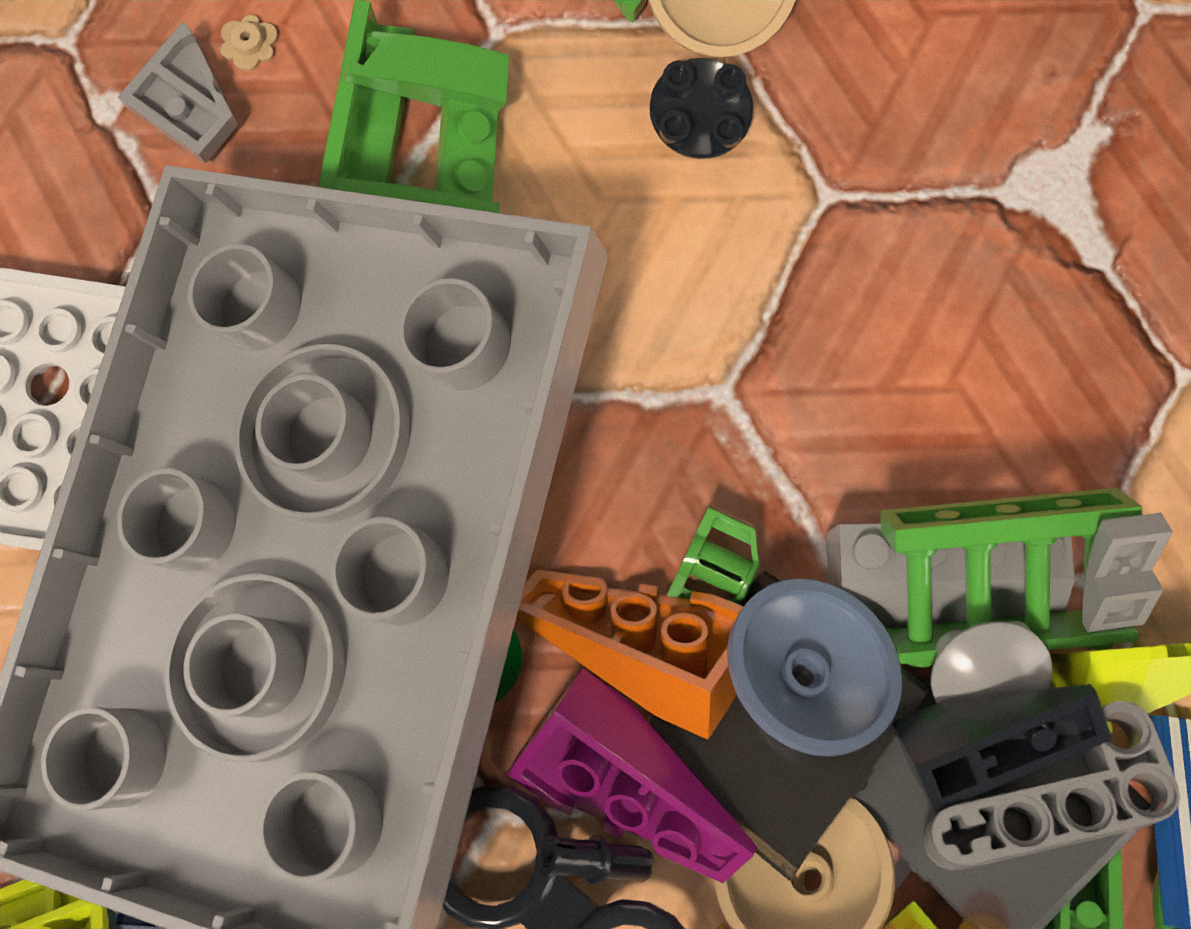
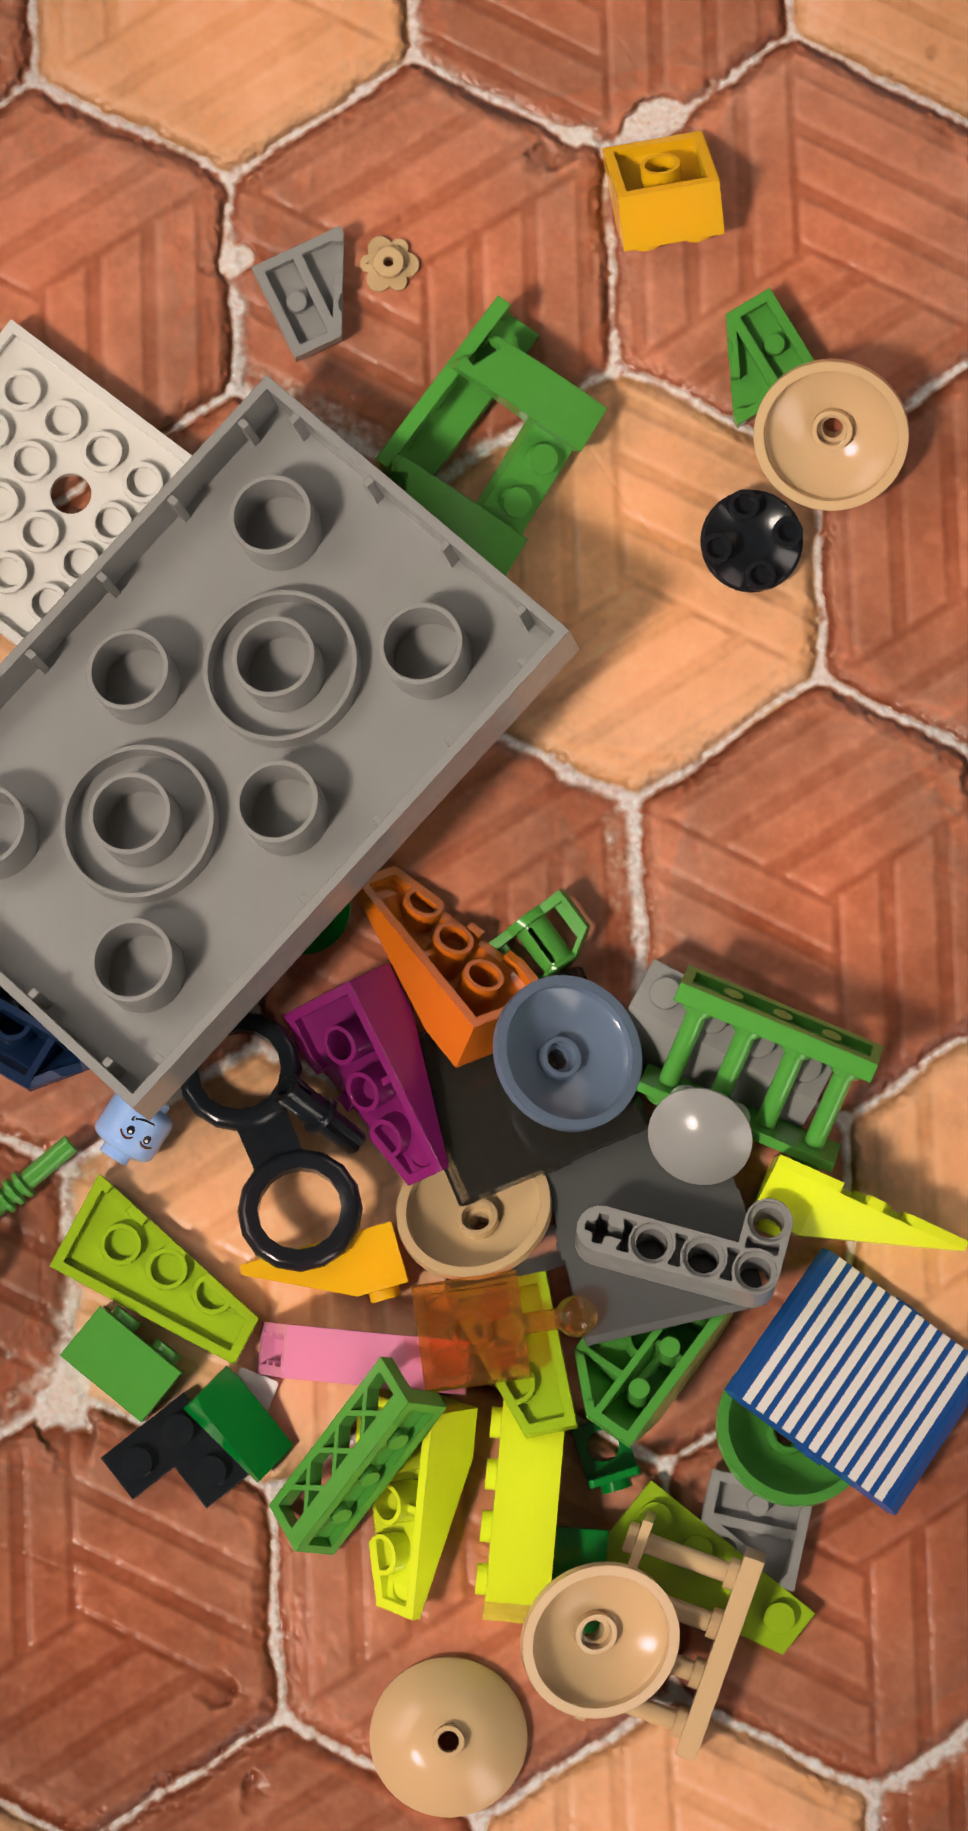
camera: 25 degrees right, 5 degrees up
(996, 738) = (669, 1177): black slope -> none
(1120, 573) = (841, 1110): light grey slope -> none

